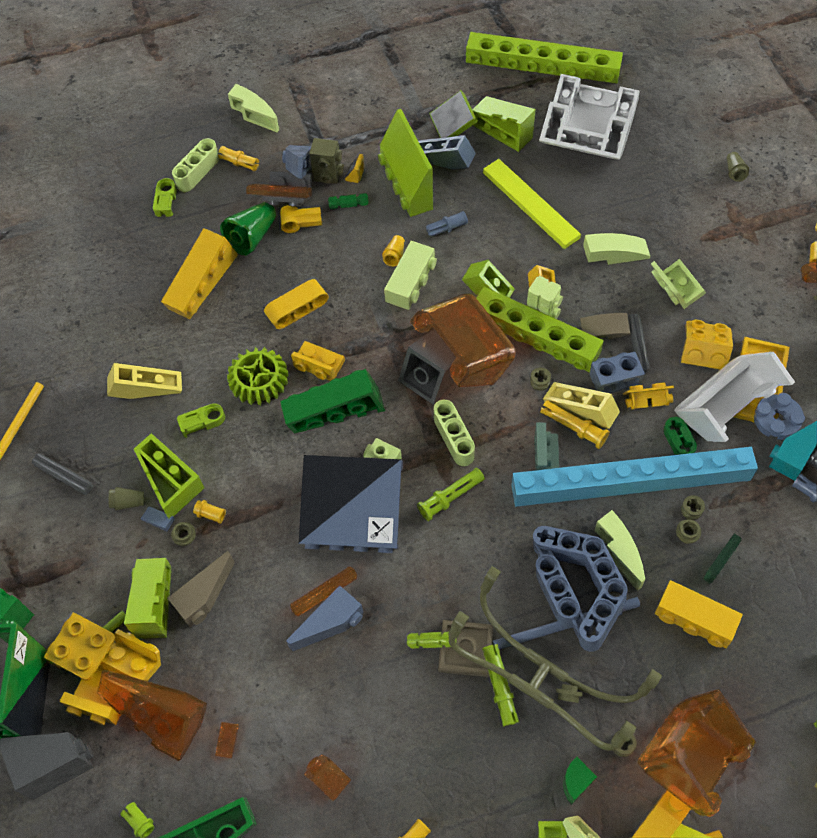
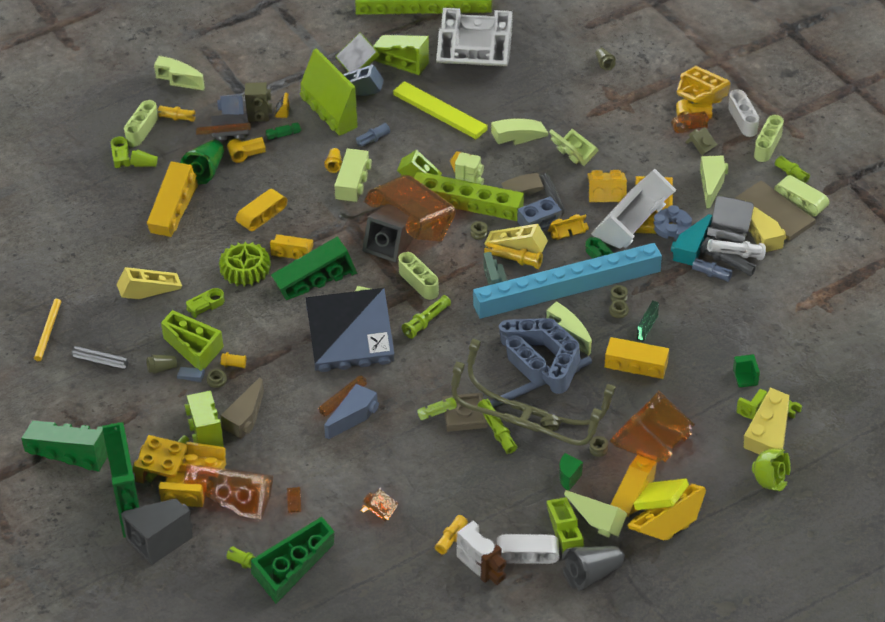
camera: 15 degrees left, 15 degrees down
(182, 211) = (143, 159): none -> lime cone

